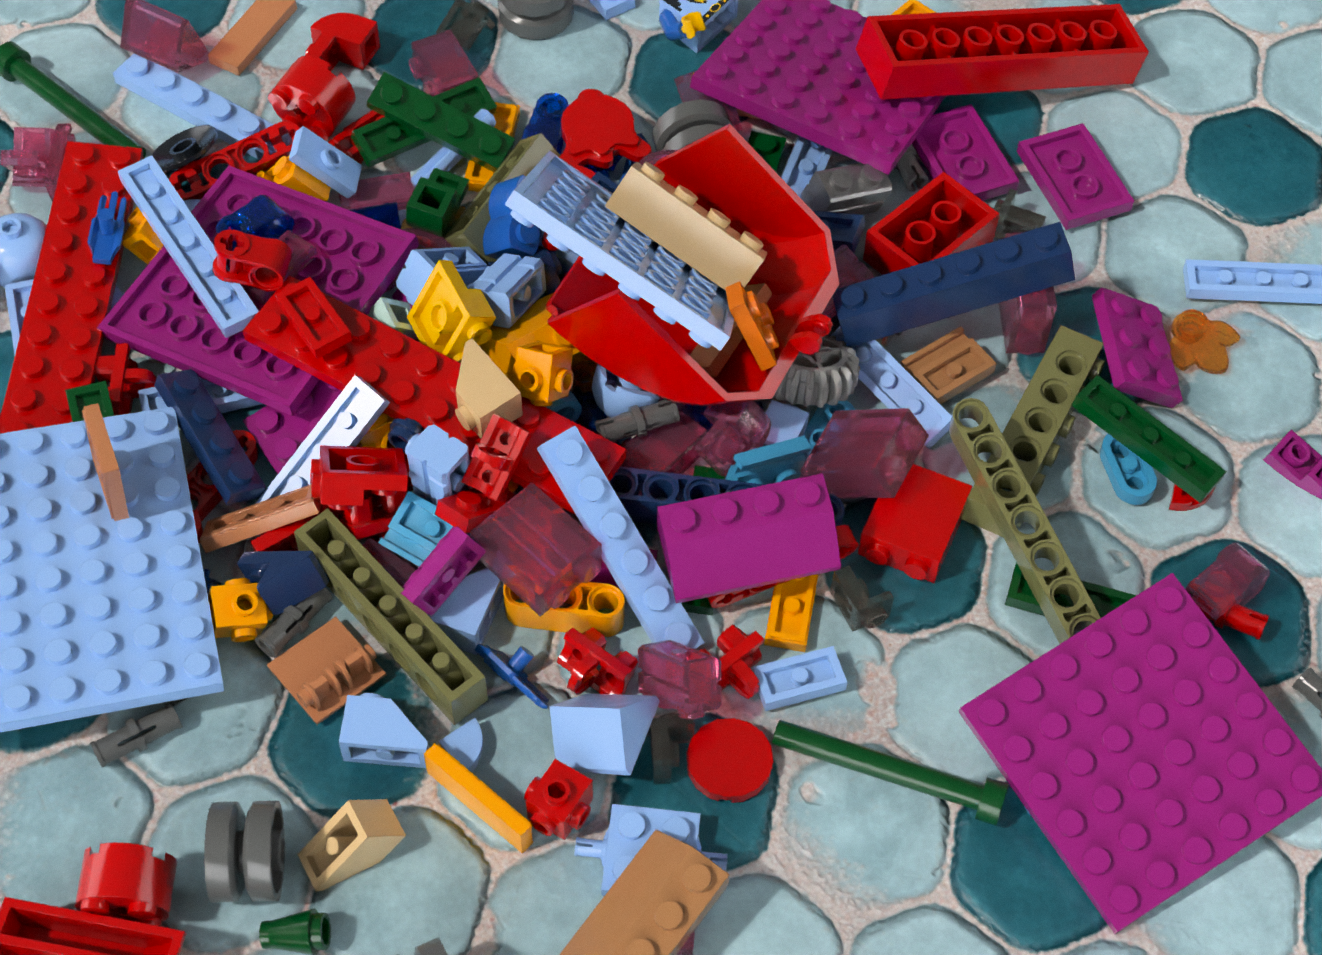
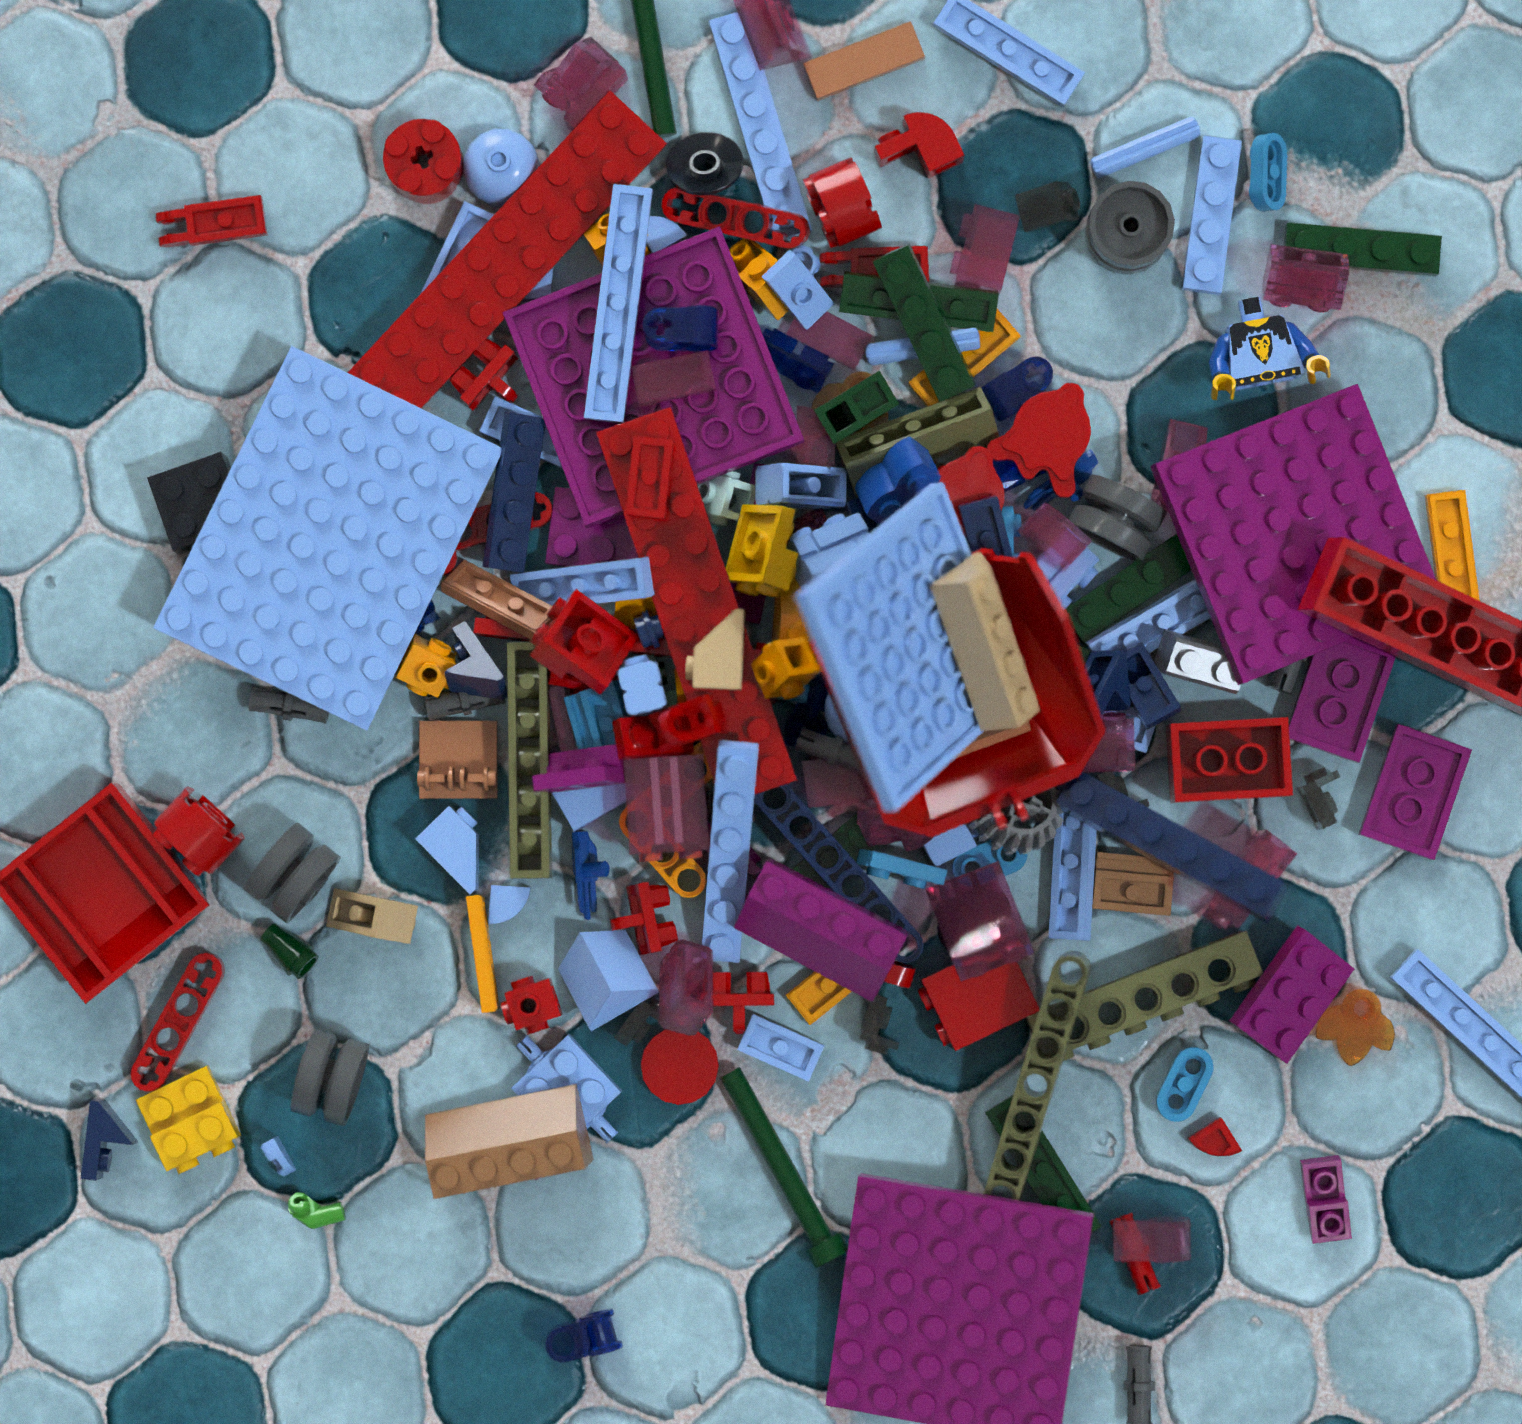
camera: 45 degrees right, 30 degrees up
(88, 395) = (442, 397): dark green plate -> none
(105, 232) = (571, 225): blue piece -> none
(105, 462) = (401, 492): nougat tile -> none
(254, 261) = (654, 382): red piece -> none
(754, 323) = (964, 769): orange plate -> none
(1148, 438) = (1212, 1082): dark green plate -> none

